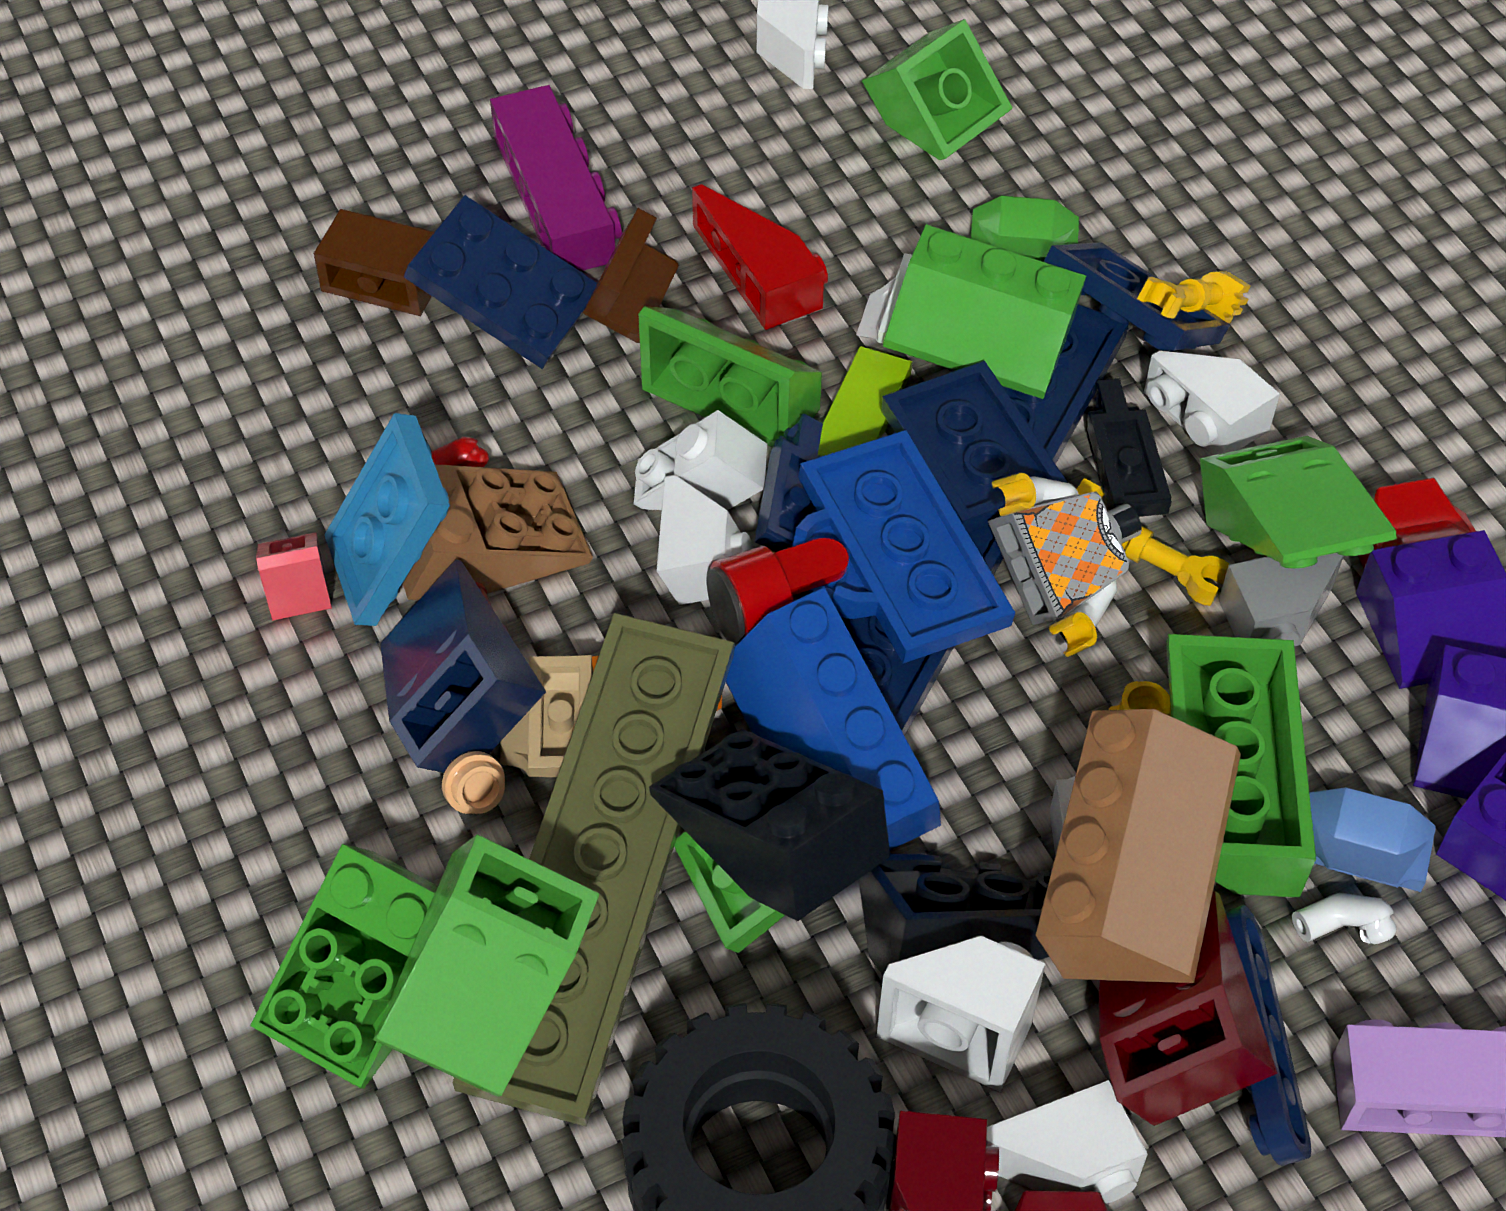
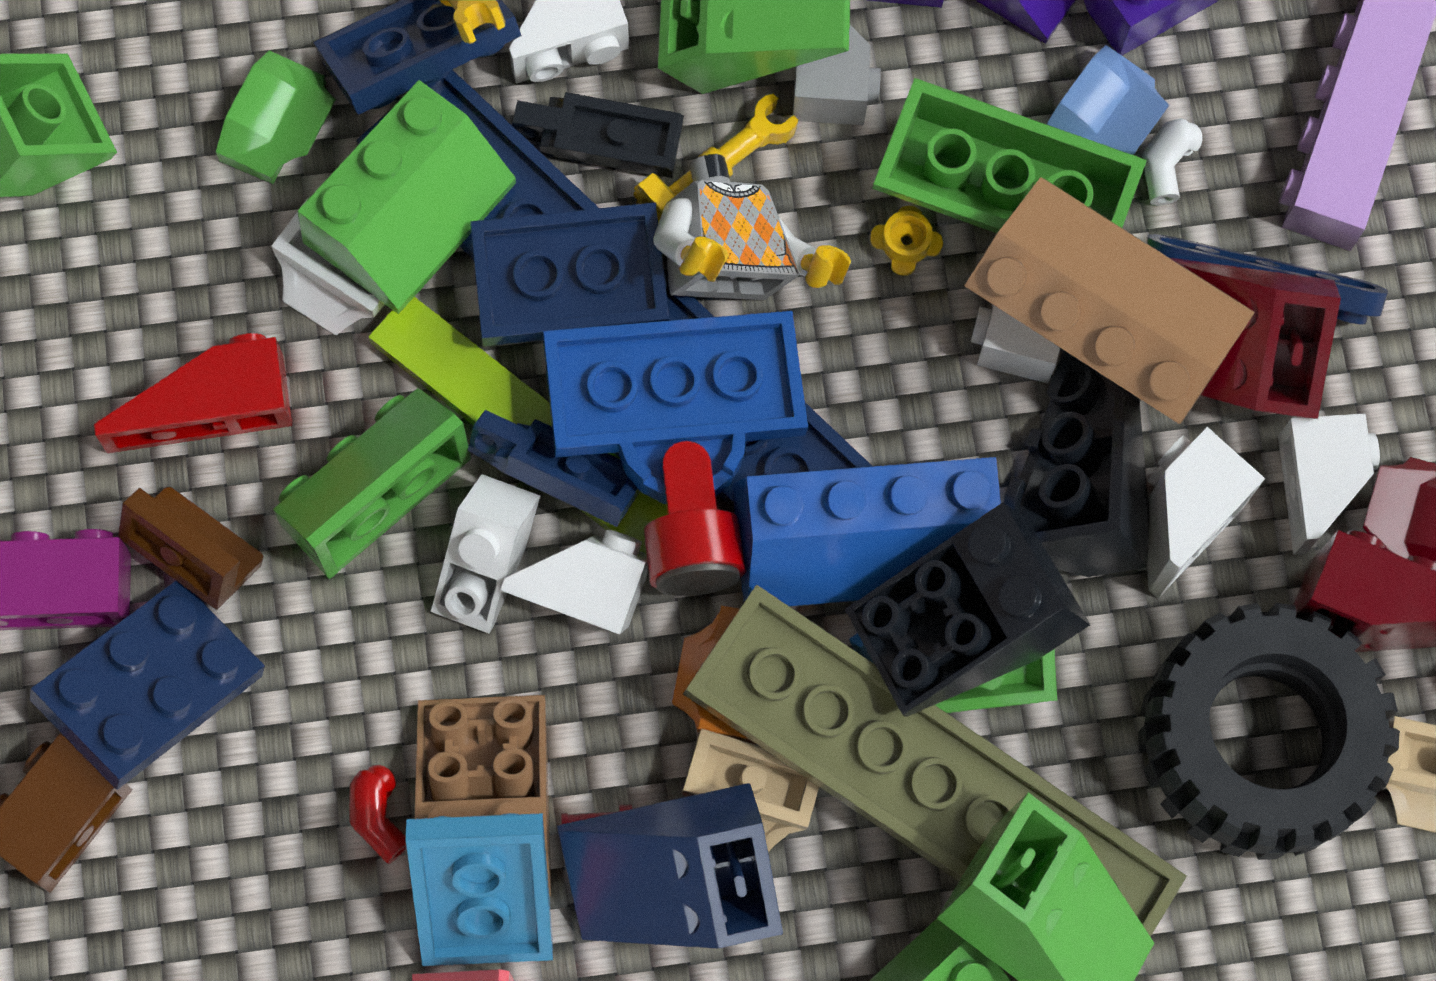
camera: 75 degrees left, 20 degrees up
(473, 783) = (800, 884): light nougat plate -> none

